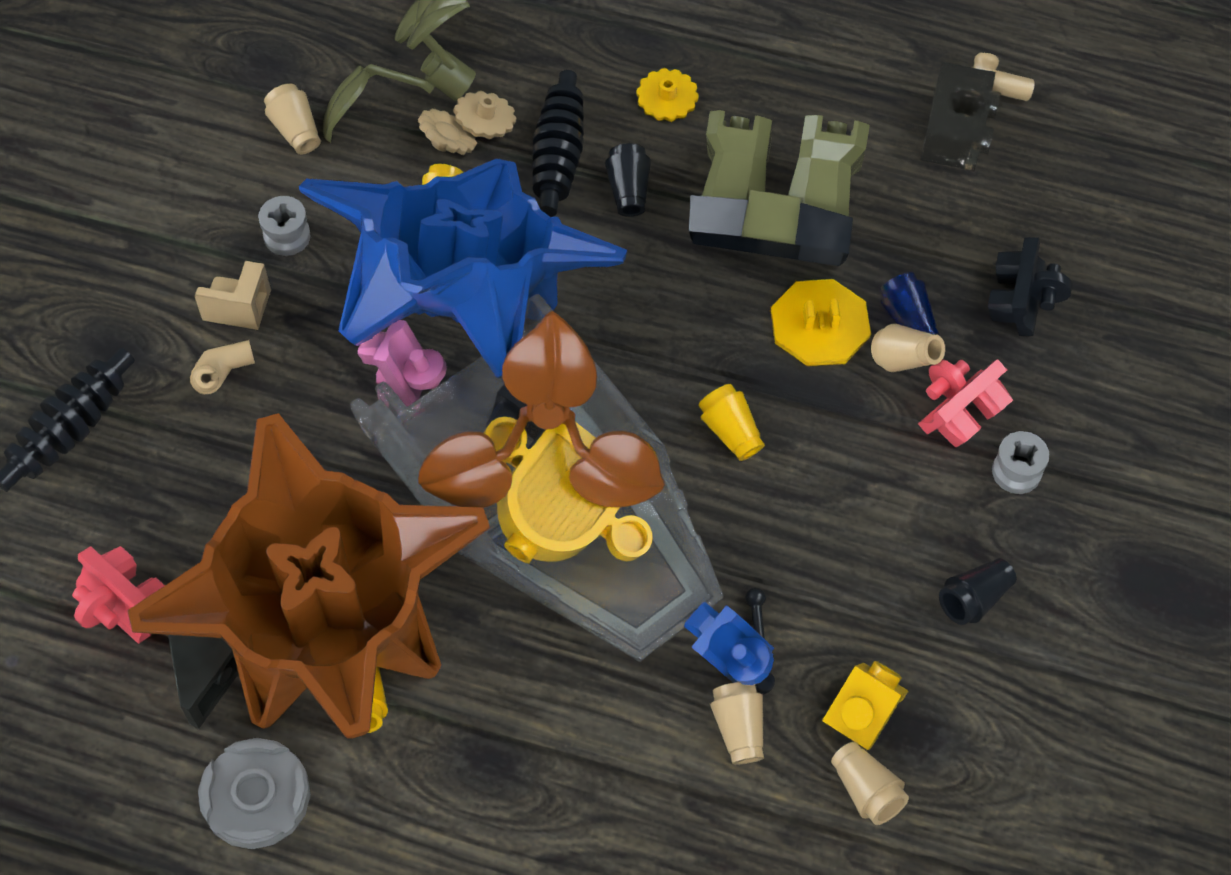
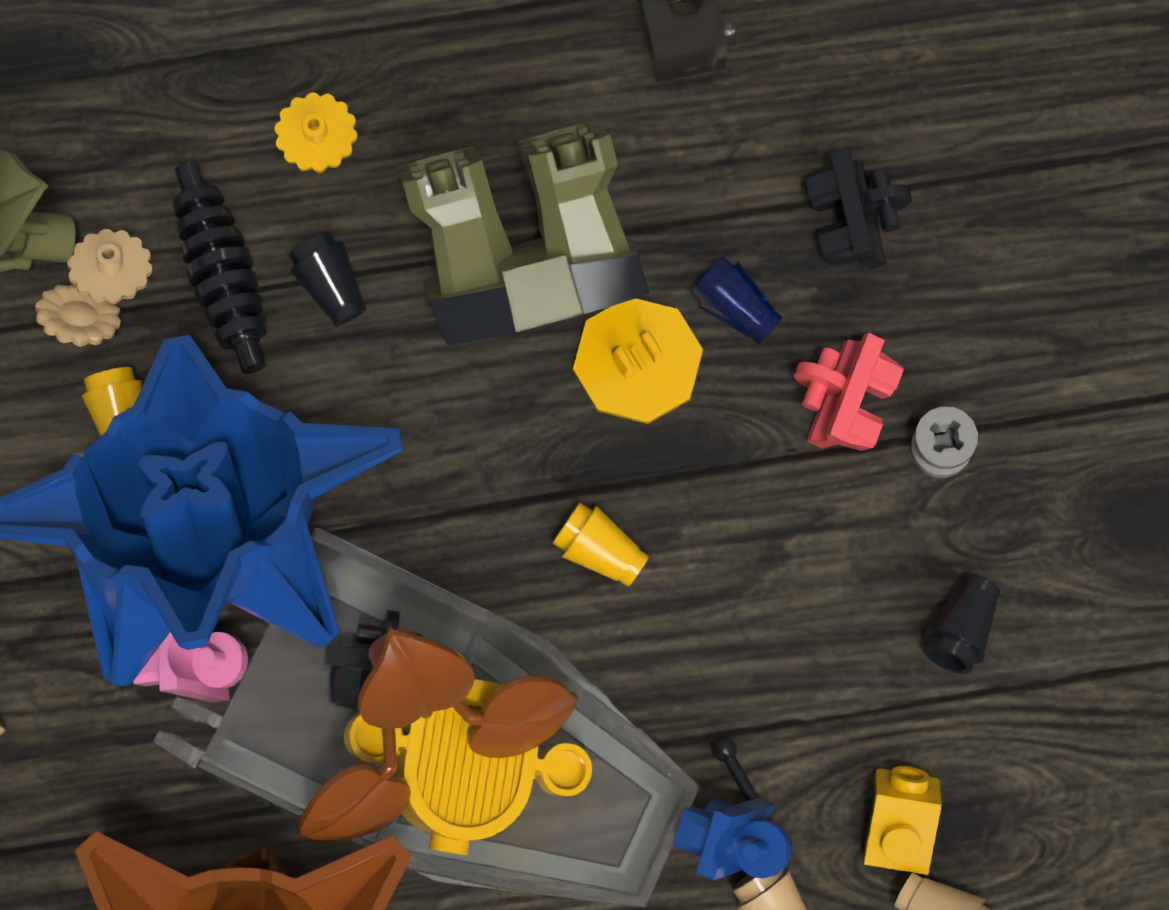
camera: 20 degrees left, 15 degrees up
(906, 348) = (755, 360): tan cone -> none

